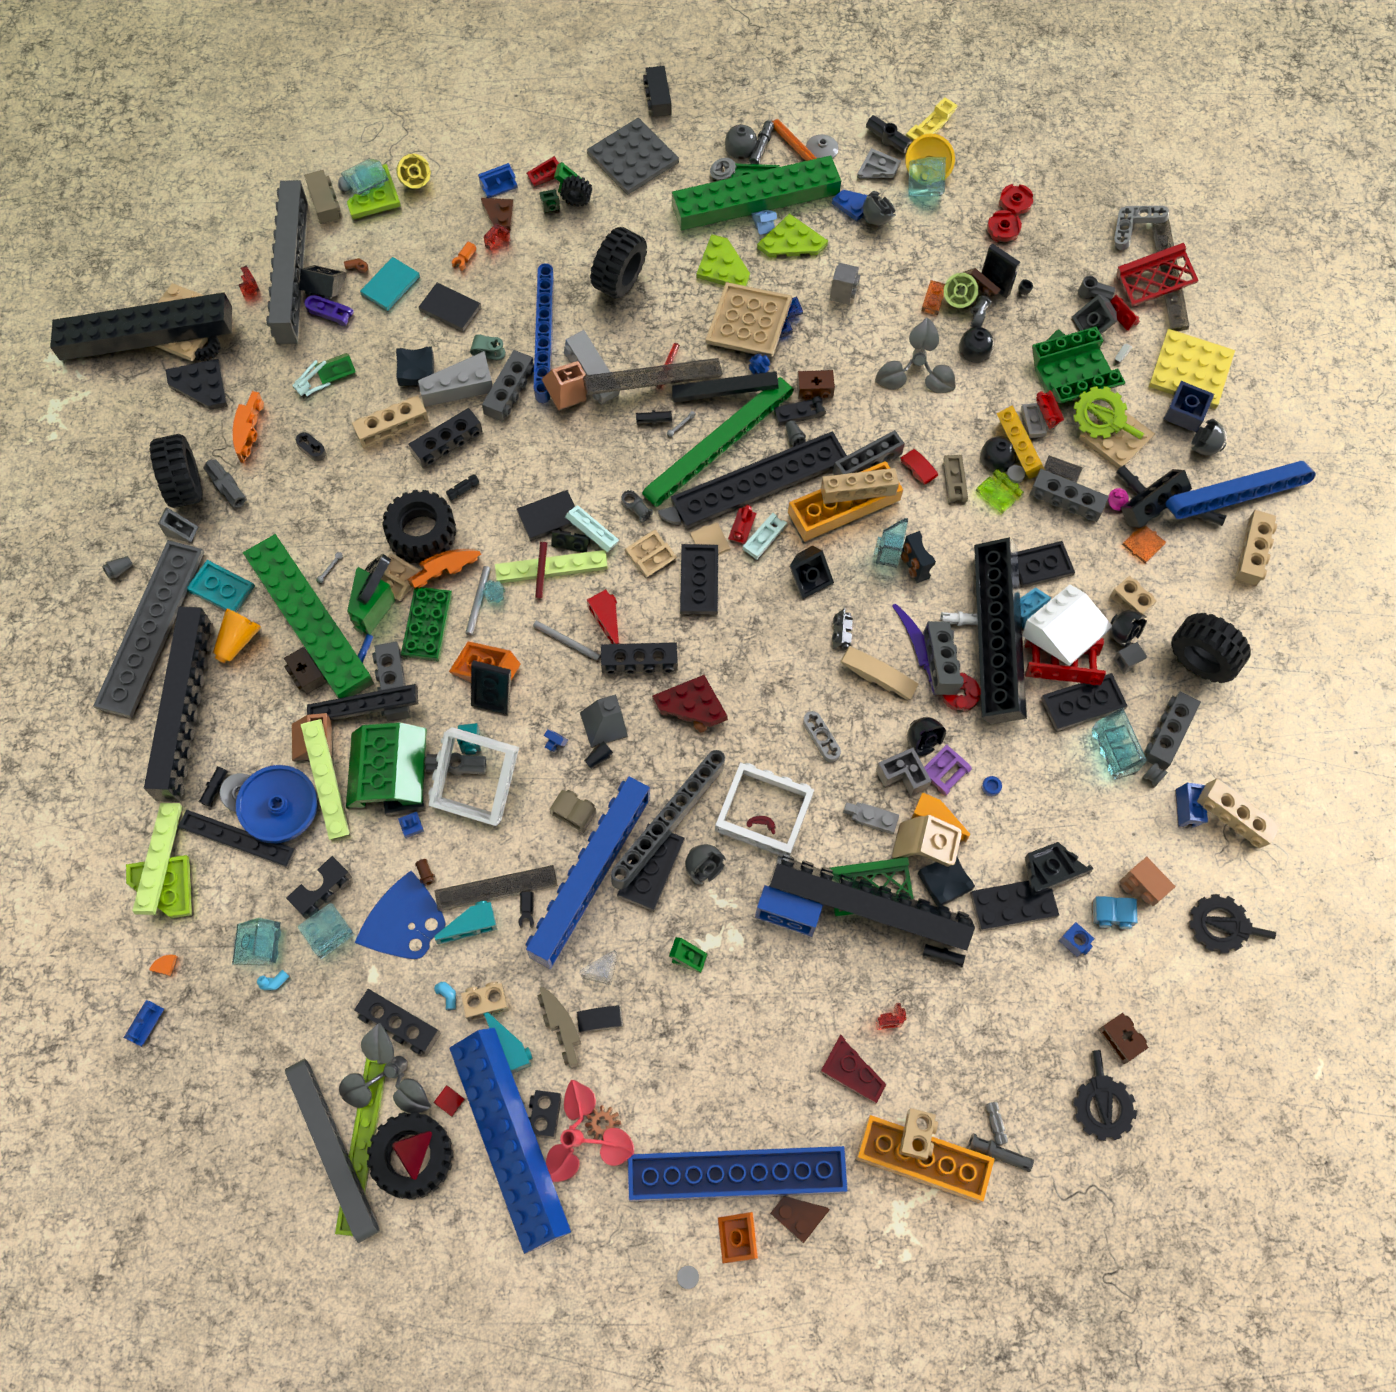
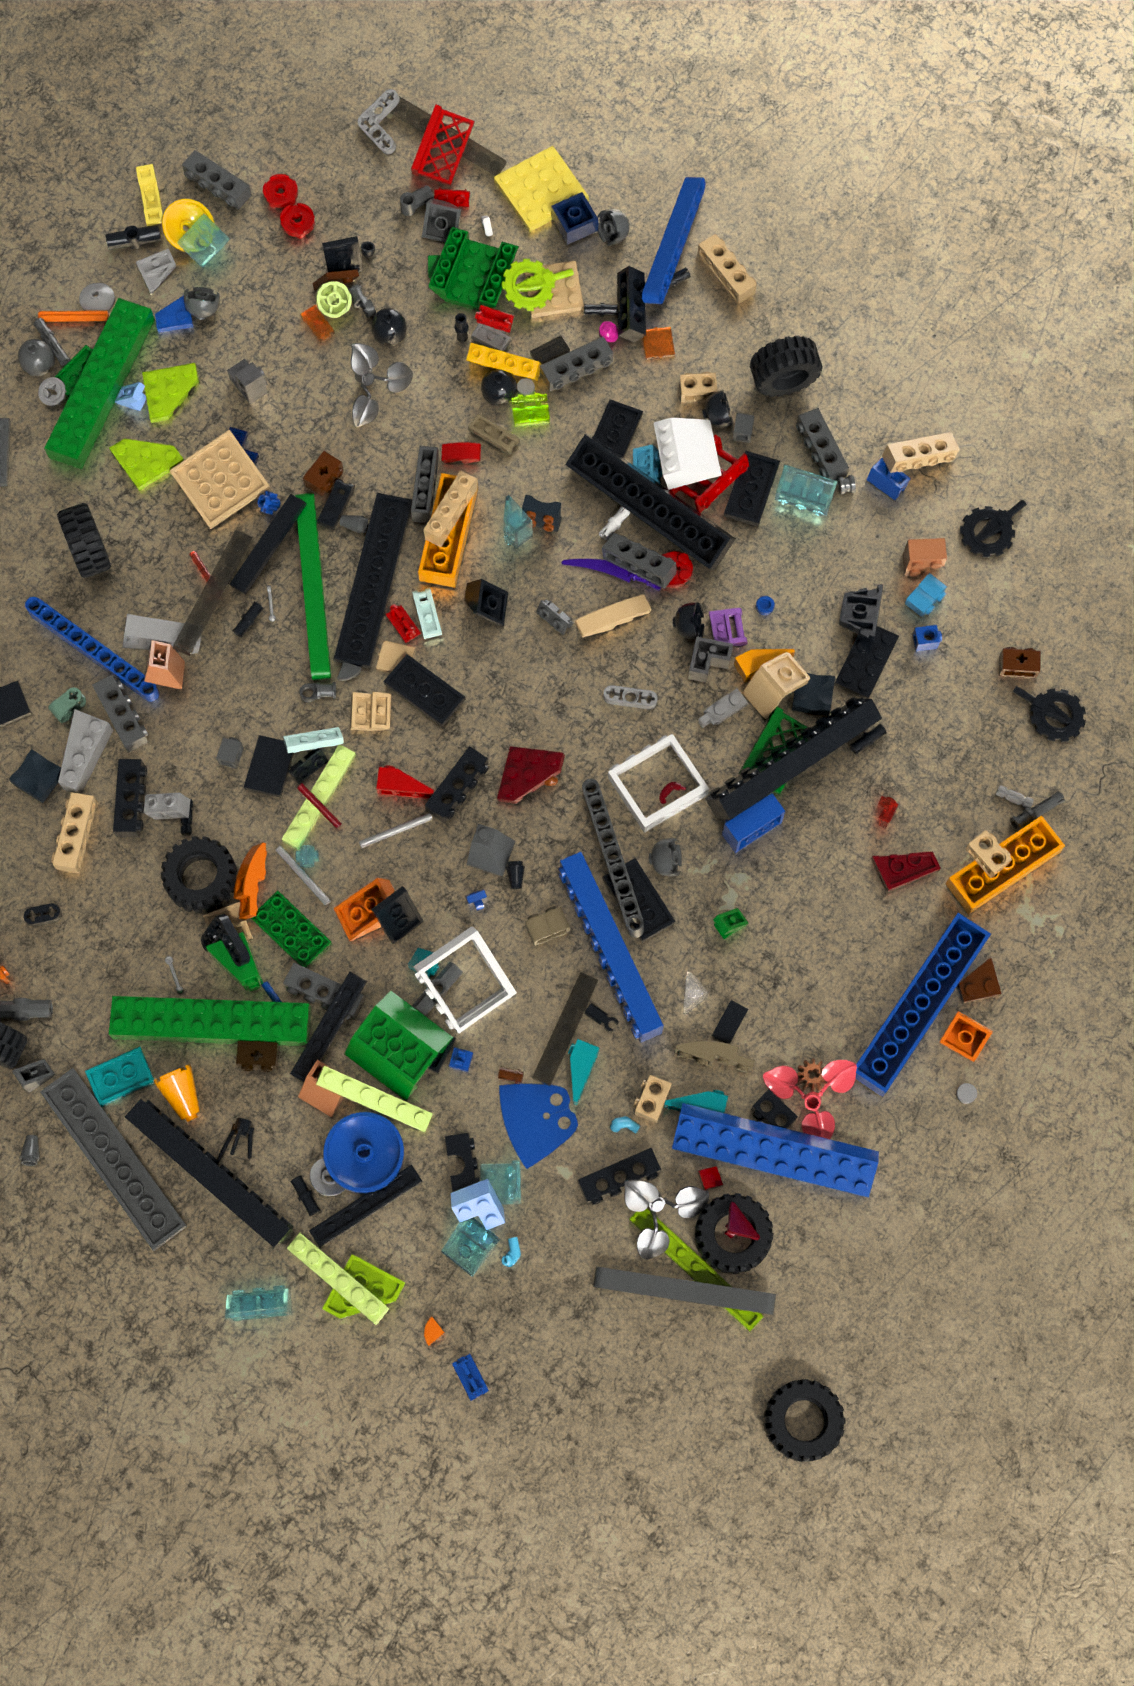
camera: 50 degrees left, 5 degrees up
(97, 813) = (258, 1304): none -> clear light blue slope
(236, 701) = (240, 1129): none -> black plant
(250, 1335) = (832, 1413): none -> black tyre
(293, 921) = (479, 1201): none -> light blue brick
(457, 465) = (167, 806): none -> light grey brick
(536, 479) = (230, 752): none -> dark grey brick
(984, 153) = (216, 180): none -> dark grey brick
(1020, 391) = (461, 327): none -> black pin

